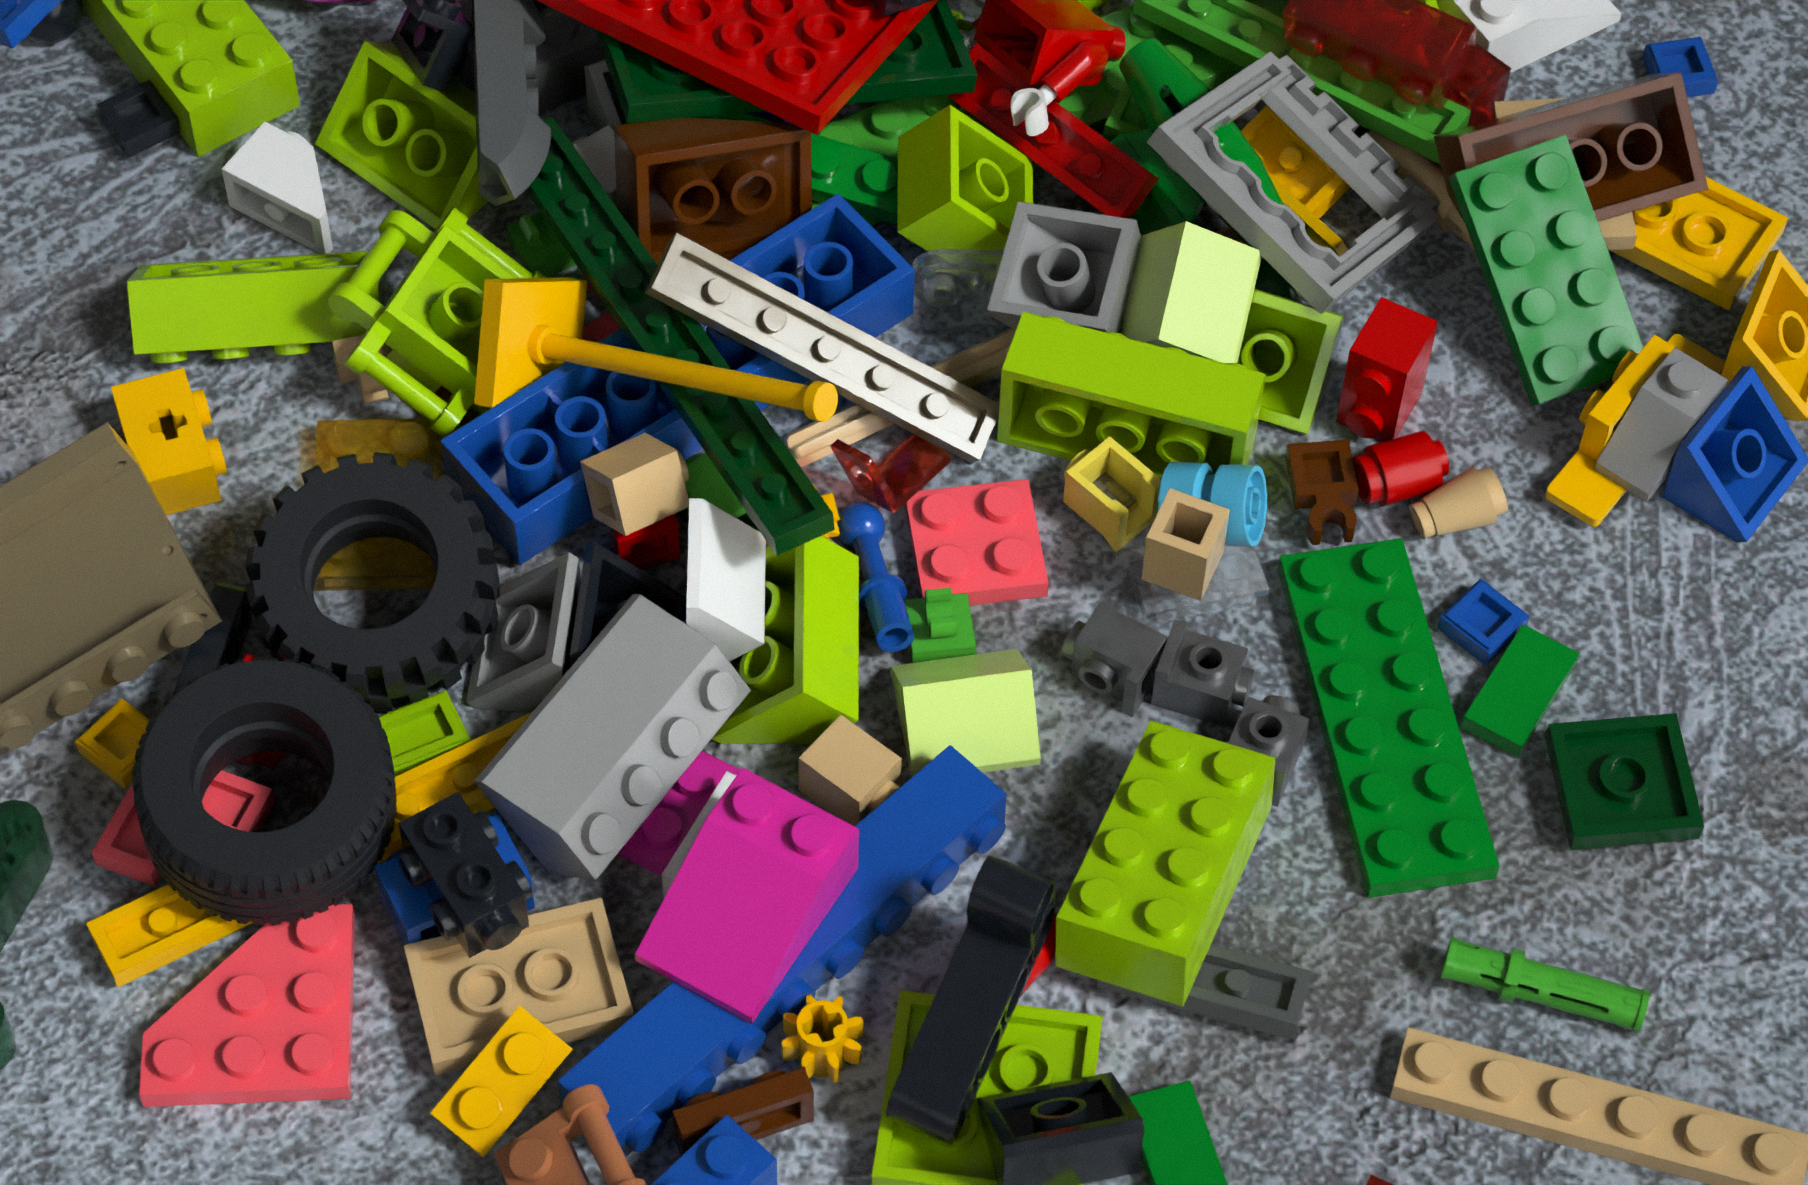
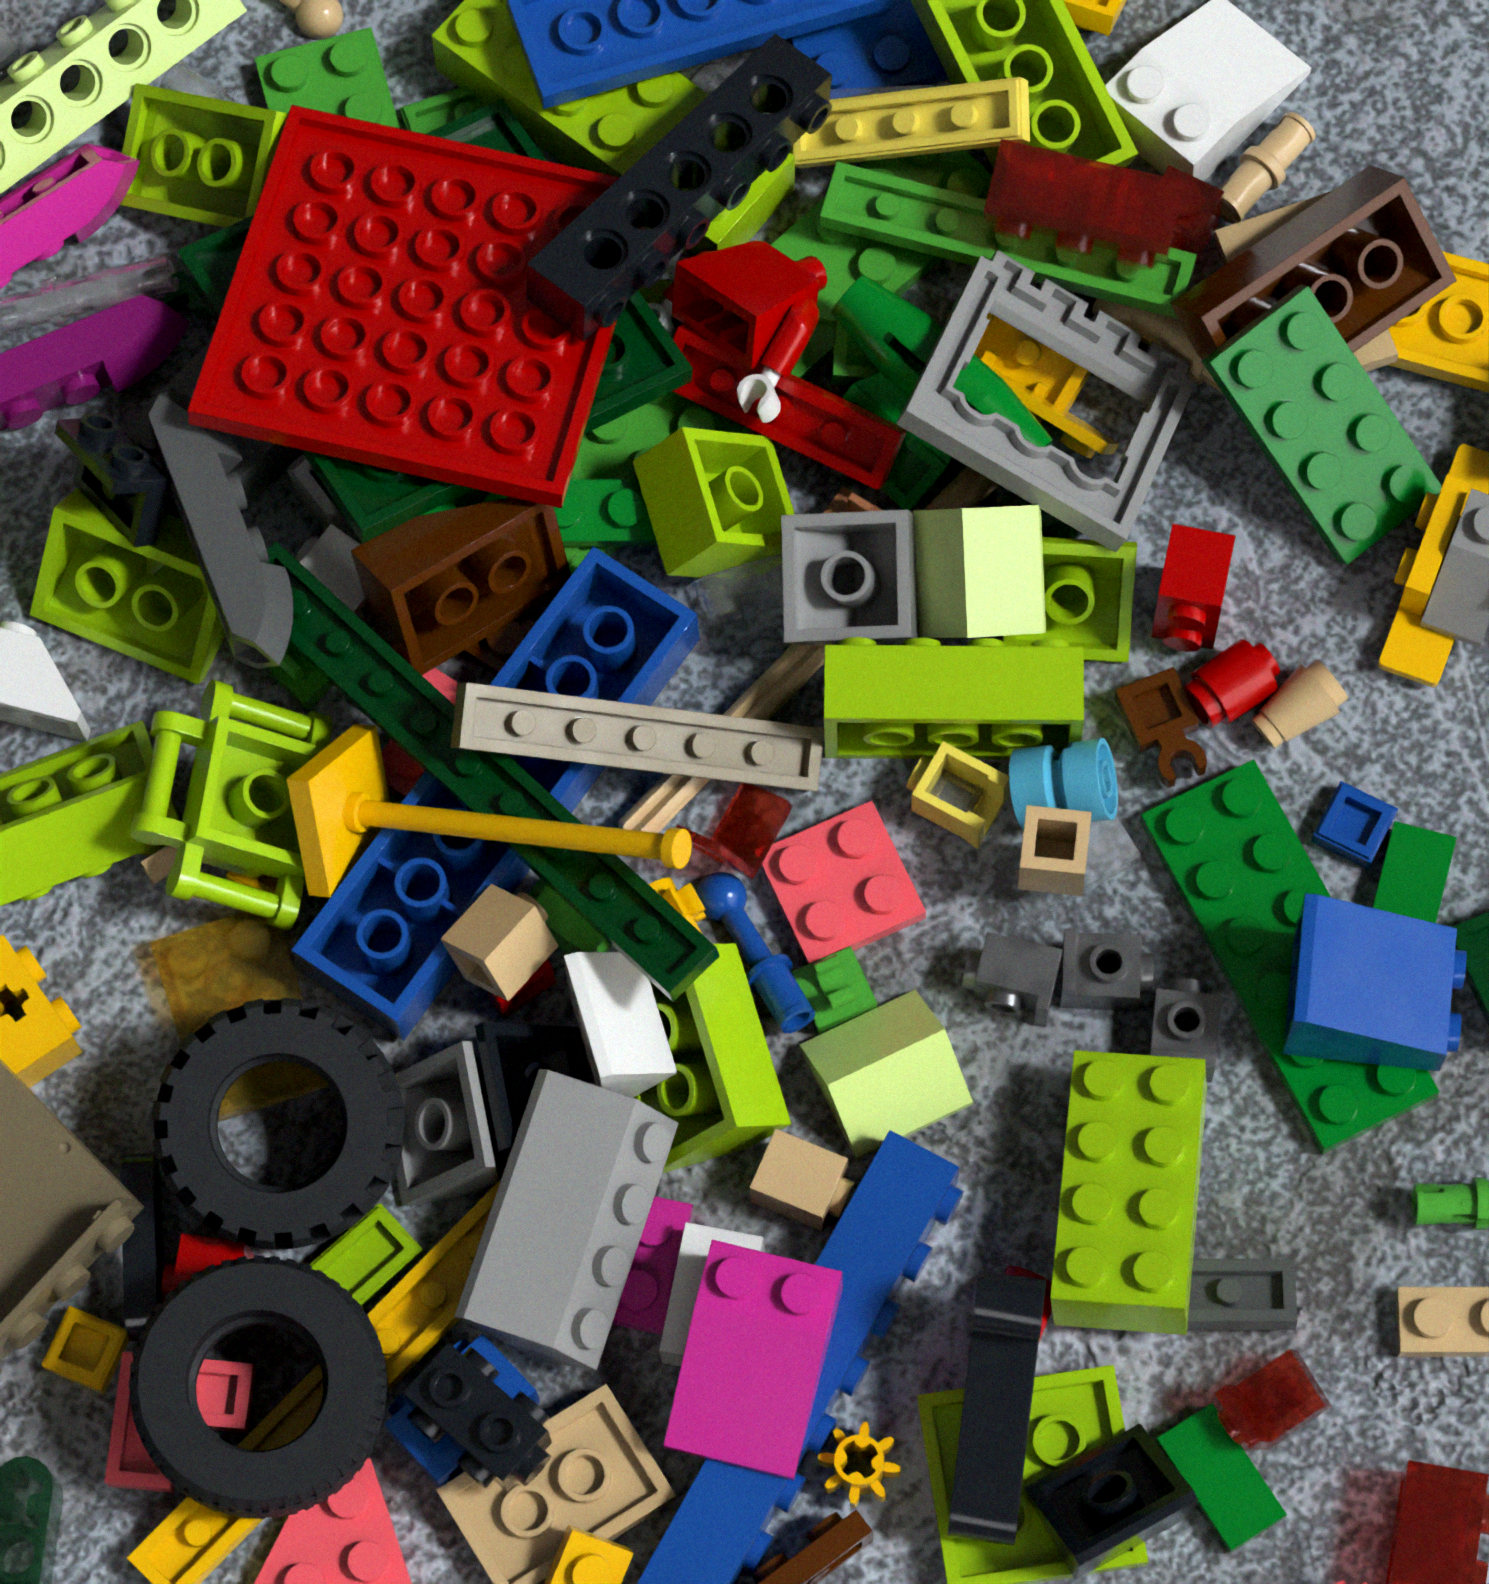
camera: 10 degrees left, 15 degrees up
(1250, 1095) = (1271, 1402): none -> clear red bracket
(1456, 737) = (1372, 986): none -> blue slope
(1557, 72) = (1265, 166): none -> tan pin
(1683, 56) = (1386, 118): blue tile -> none

